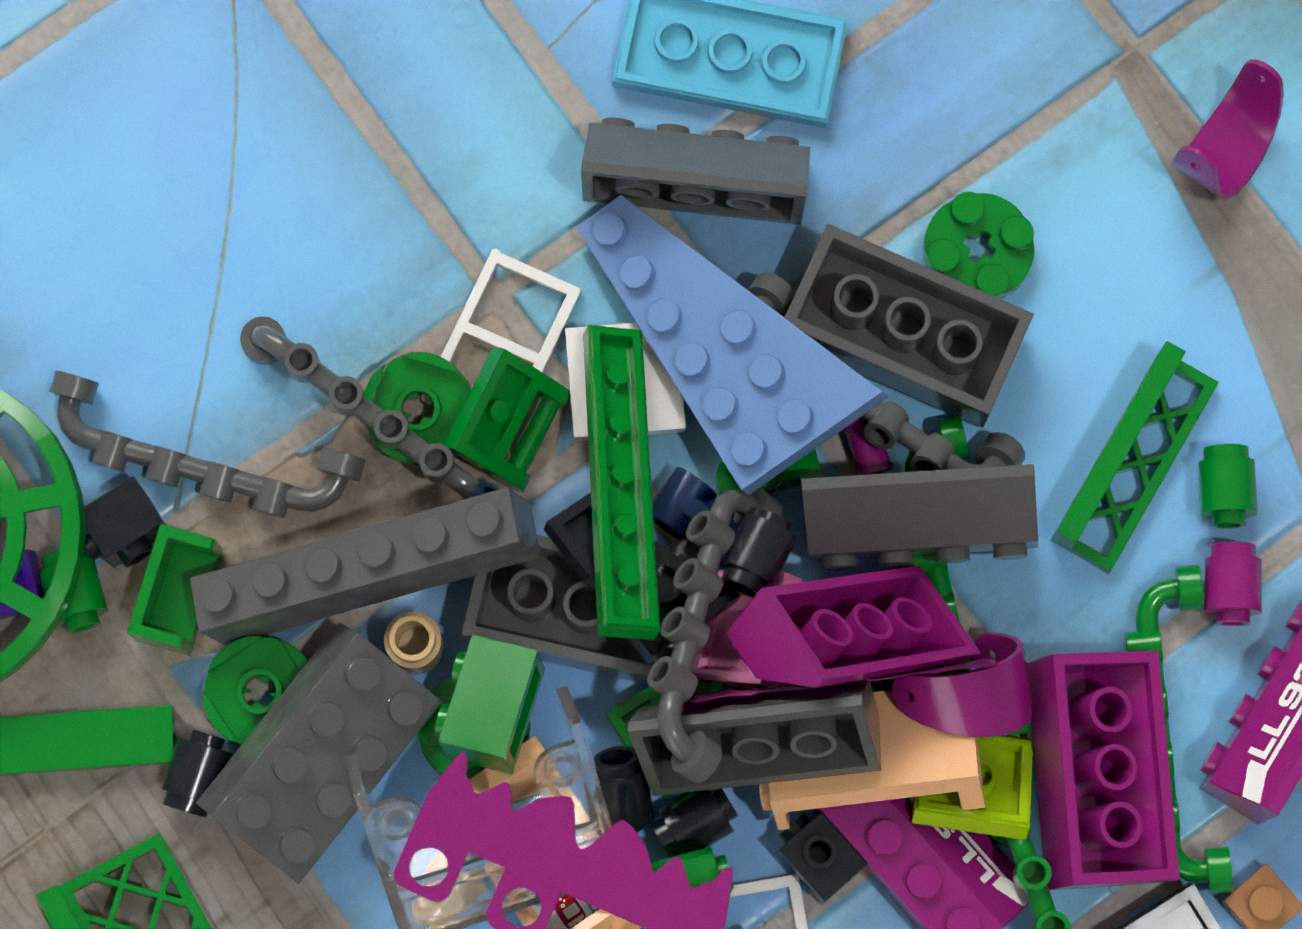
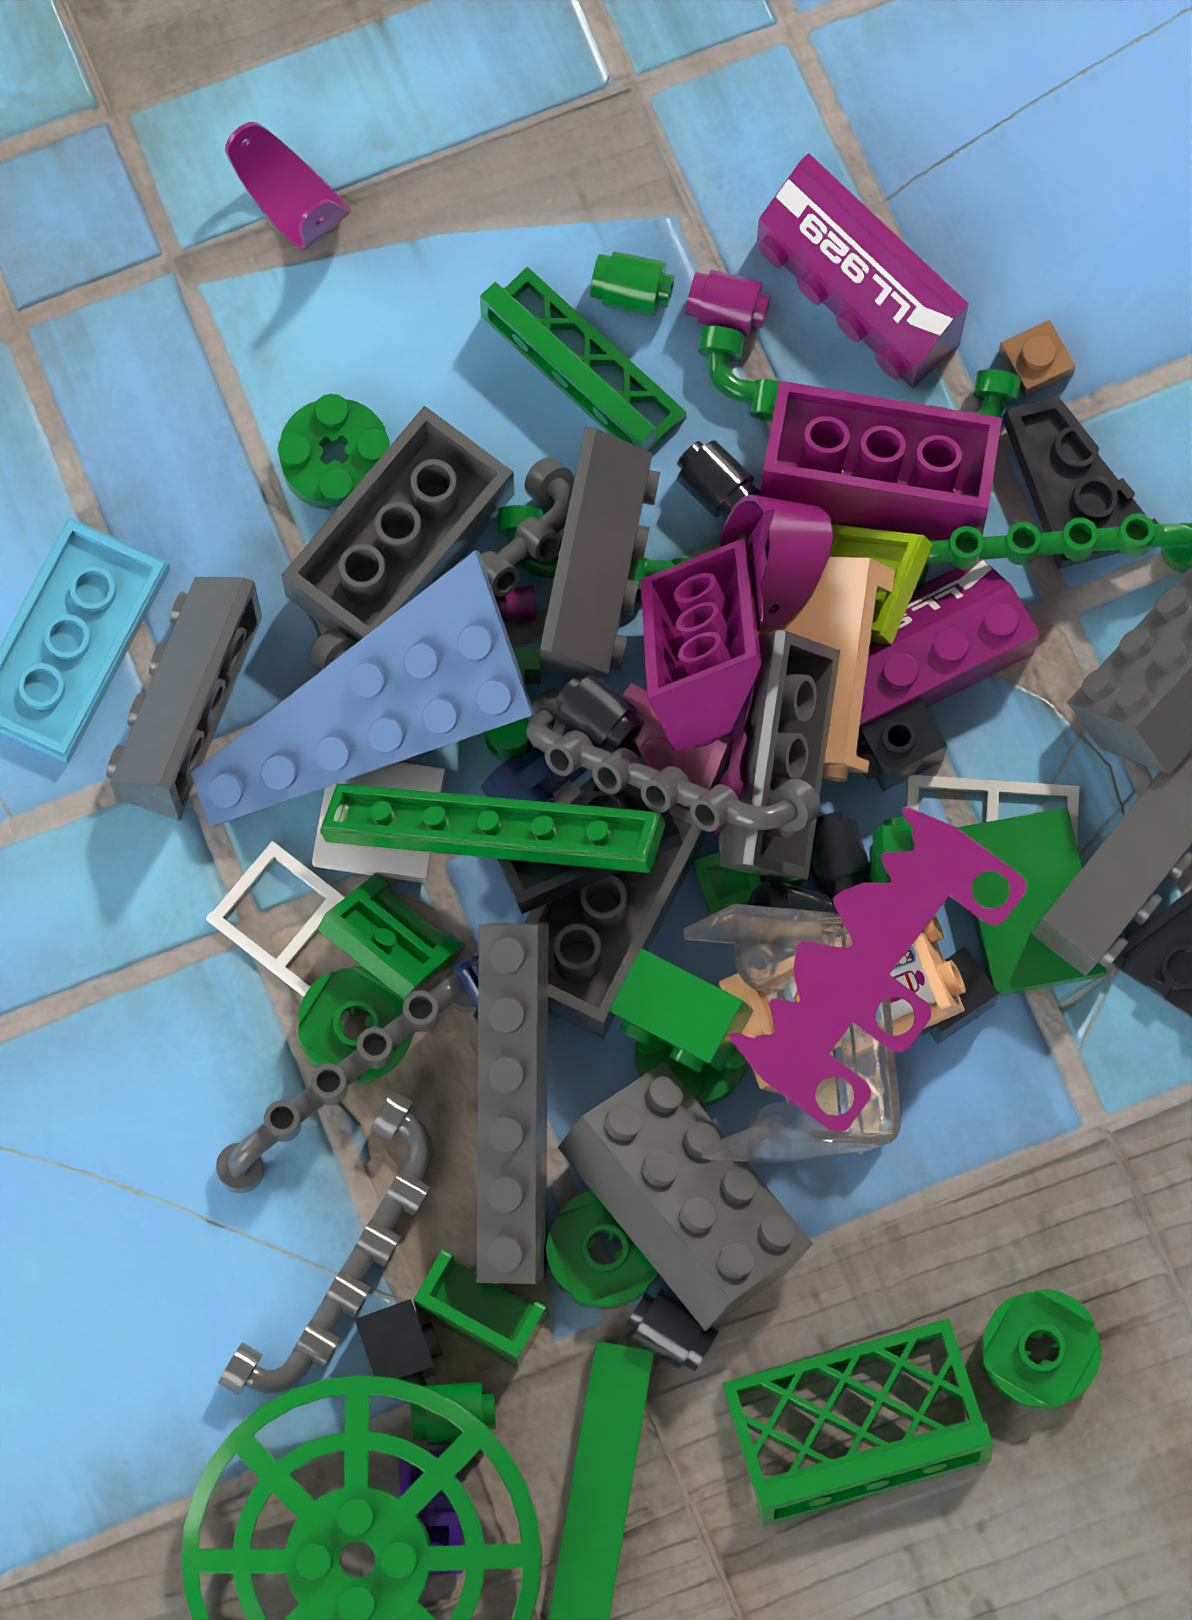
camera: 75 degrees left, 5 degrees down
(414, 642) = (593, 1077): tan brick -> none
(1046, 615) = (714, 477): none -> black brick

